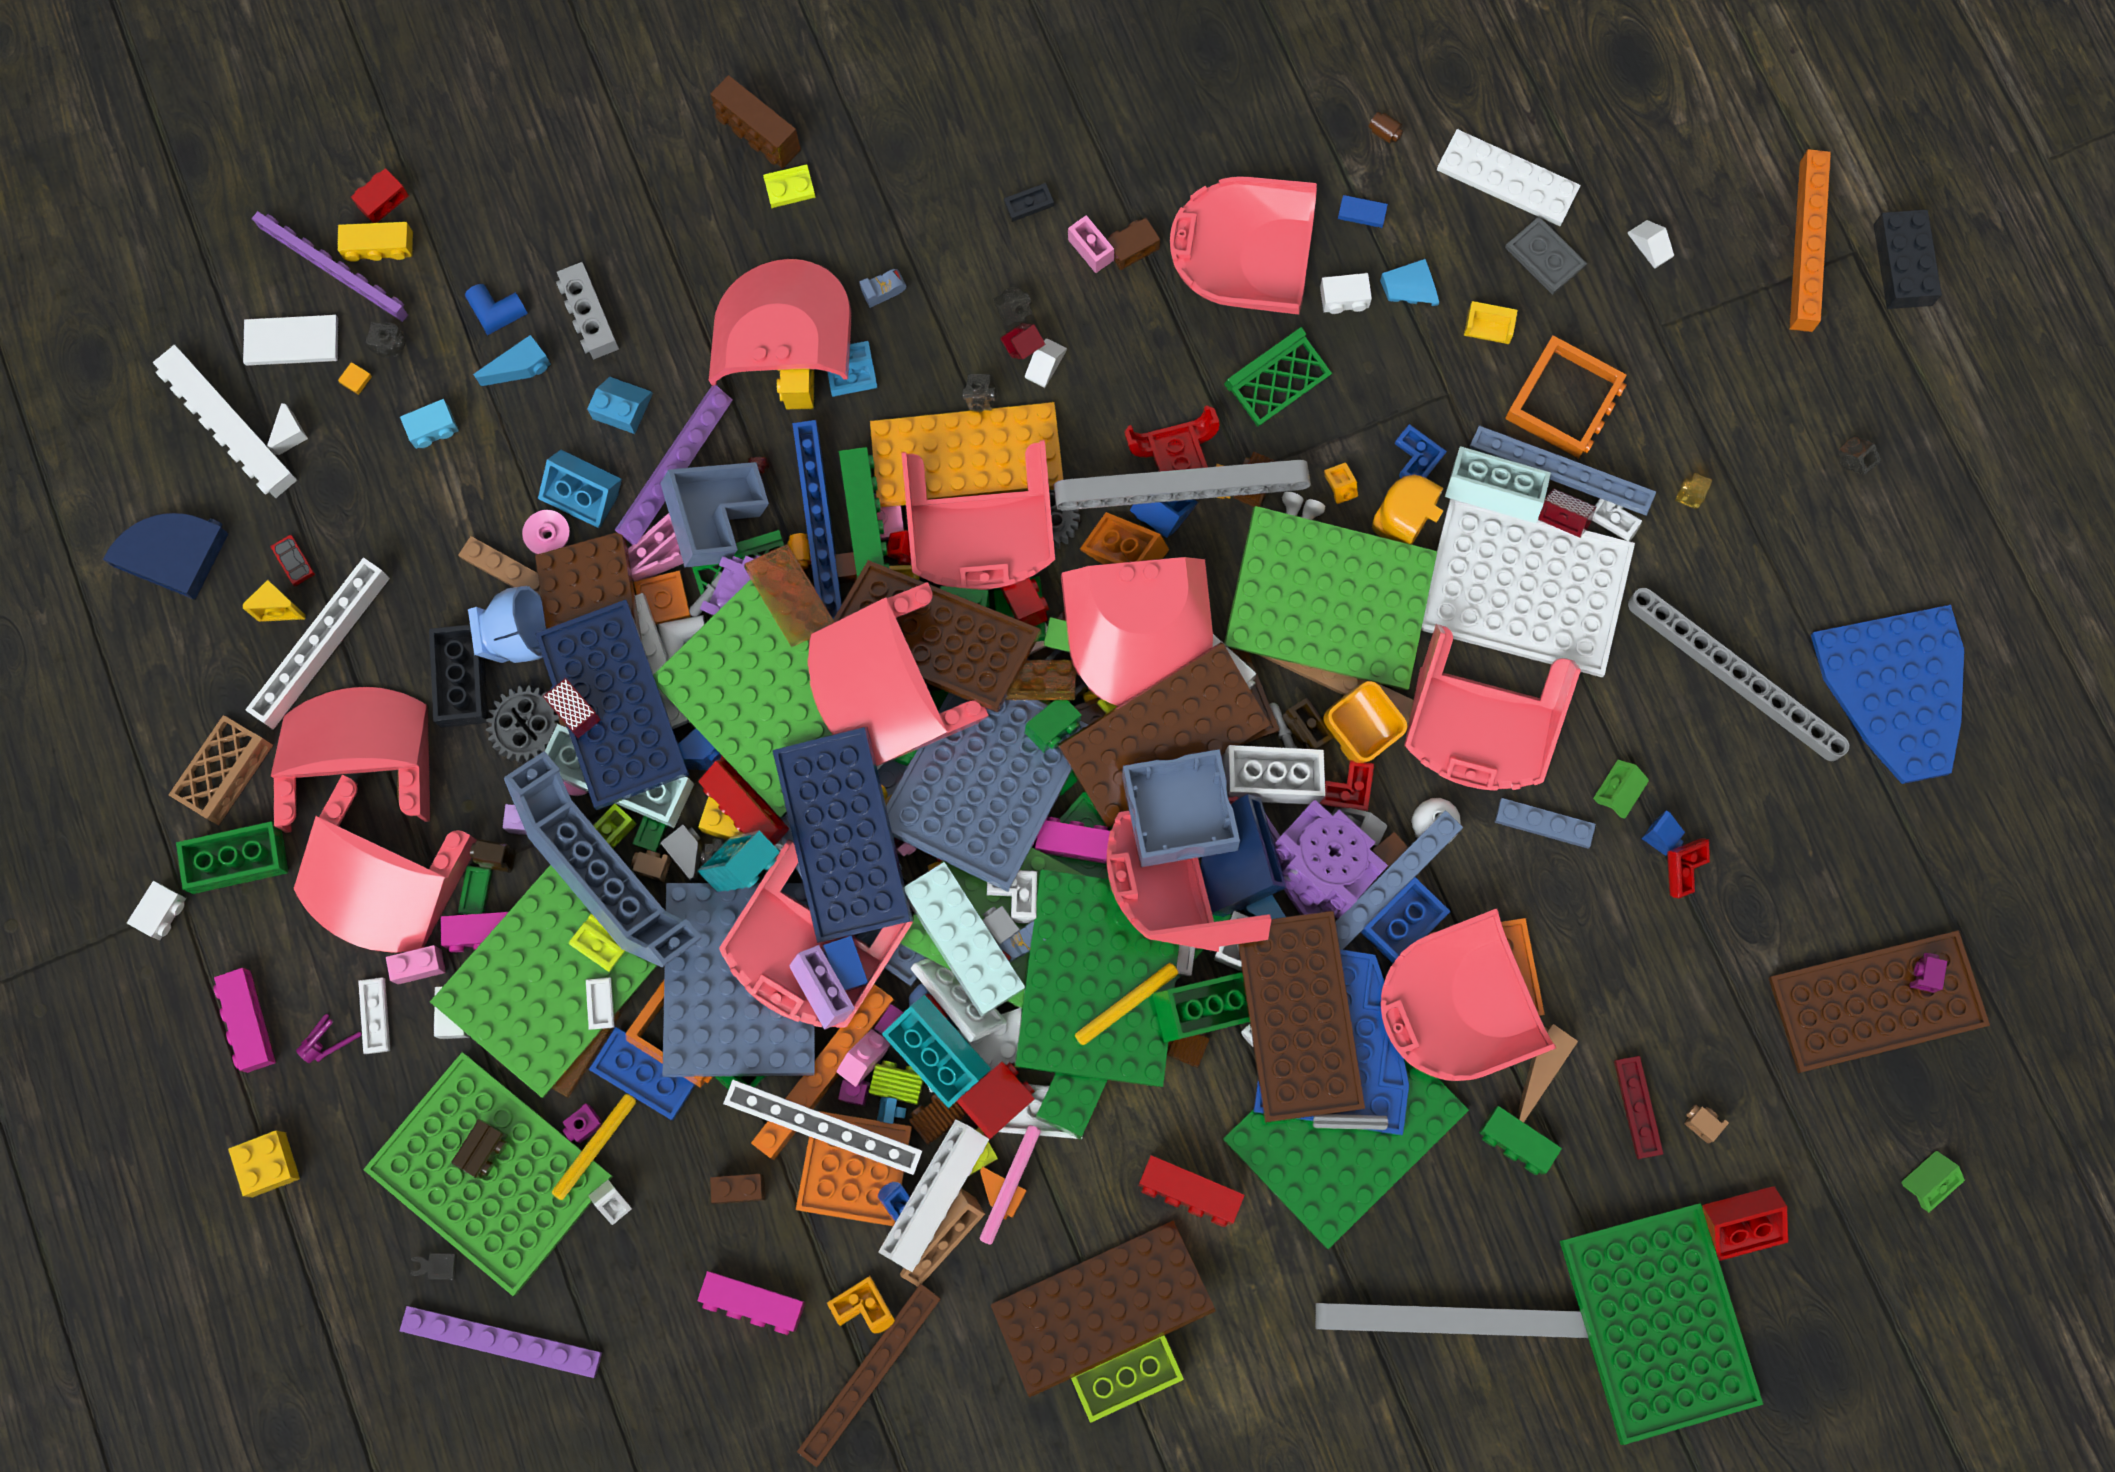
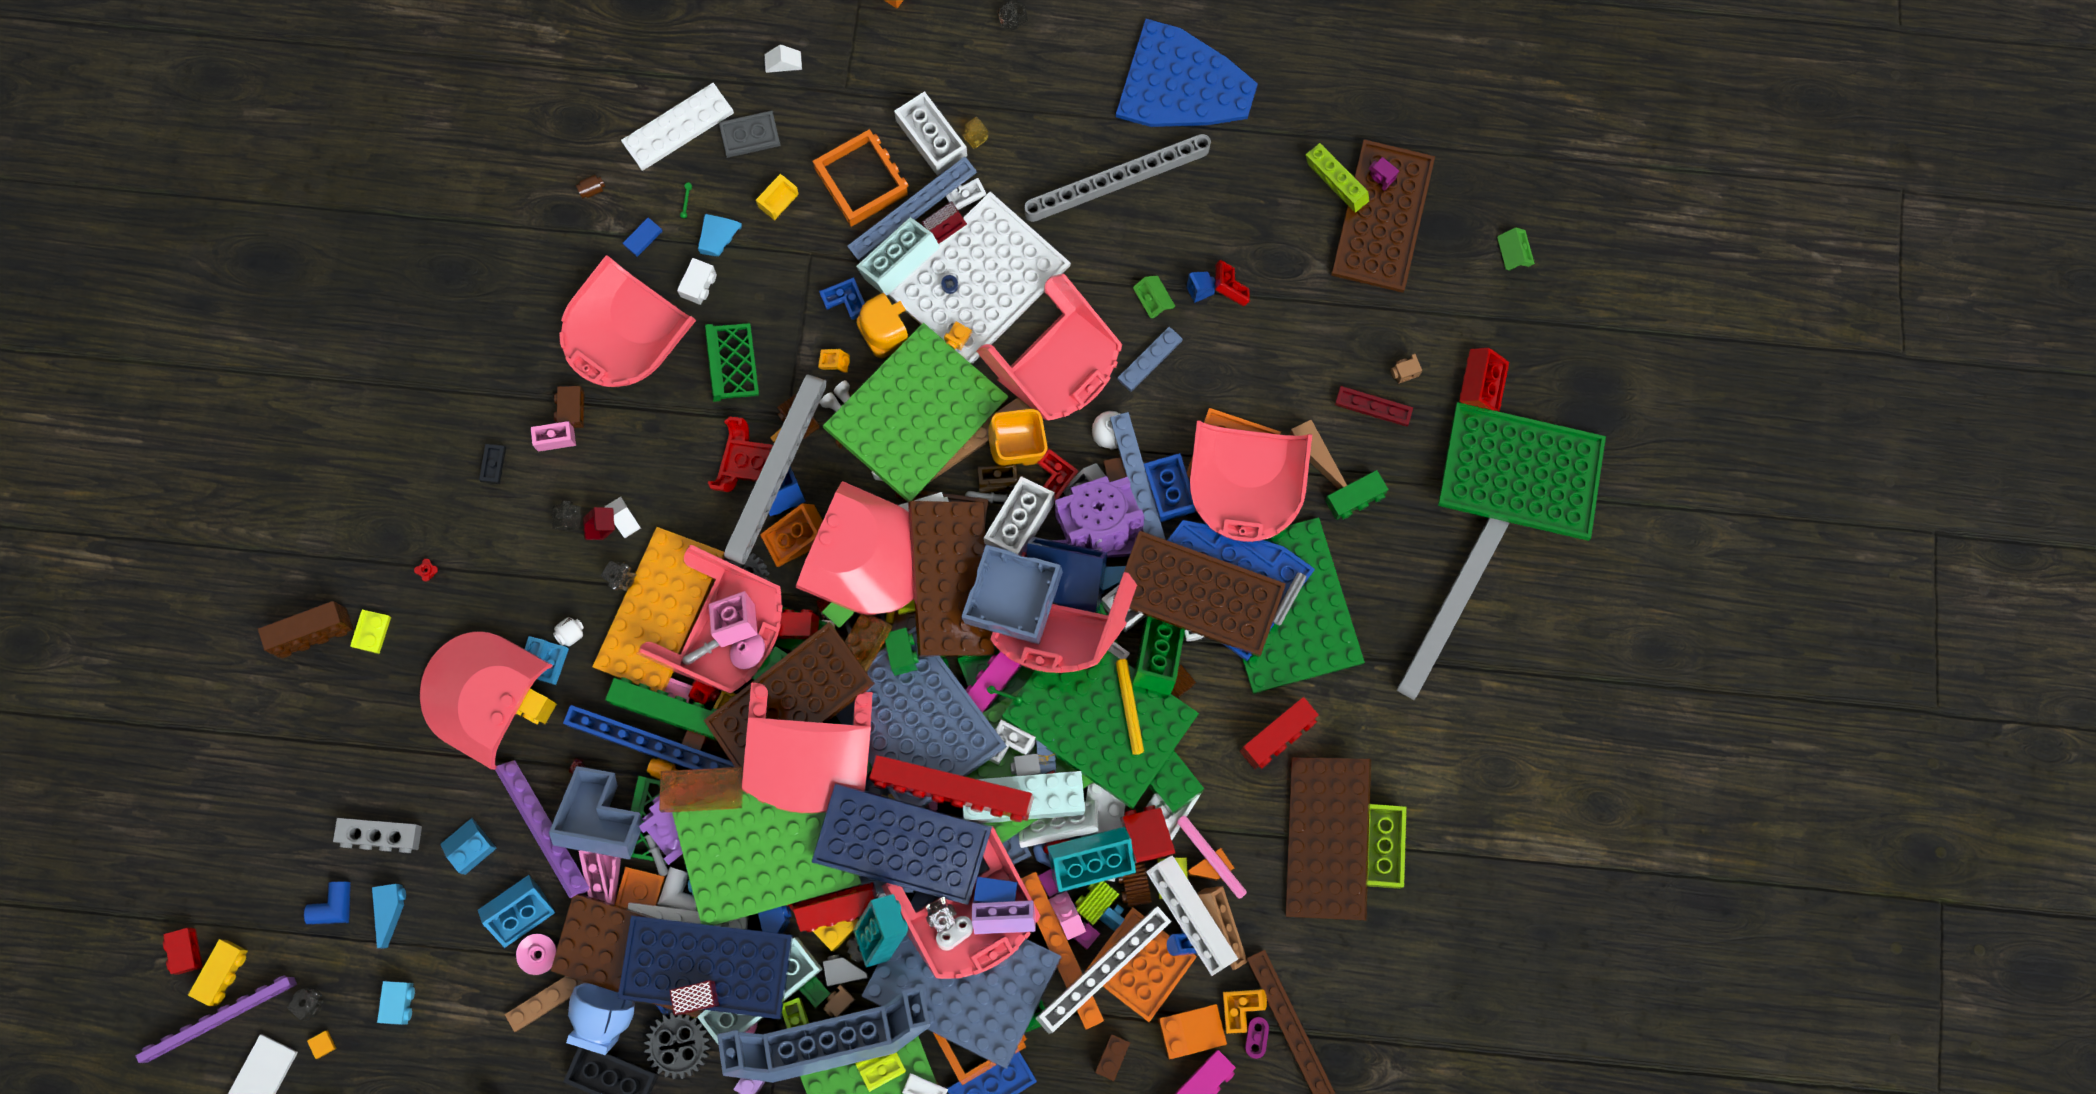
camera: 65 degrees left, 0 degrees up
(779, 946) = (955, 933): none -> white plate
(789, 918) = (941, 915): none -> clear smoke brick
(810, 1263) = (1192, 1031): none -> orange slope
(840, 1340) = (1259, 1038): none -> magenta plate
(882, 287) = (493, 604): sand blue leg -> none
(883, 208) = (432, 570): none -> red plate
(893, 376) = (568, 631): none -> white head
(929, 856) = (952, 788): none -> red brick
(939, 517) = (693, 656): none -> light grey piece
(967, 564) = (747, 652): none -> bright pink dish
(991, 530) = (733, 619): none -> bright pink brick
(1064, 844) = (1018, 699): none -> green hinge
(1444, 597) = (958, 336): none -> light orange bracket
(1447, 227) = (688, 186): none -> green hinge
(1504, 550) = (944, 286): none -> dark blue bush
(1663, 442) = (930, 133): none -> white brick
(1890, 923) = (1337, 177): none -> lime brick

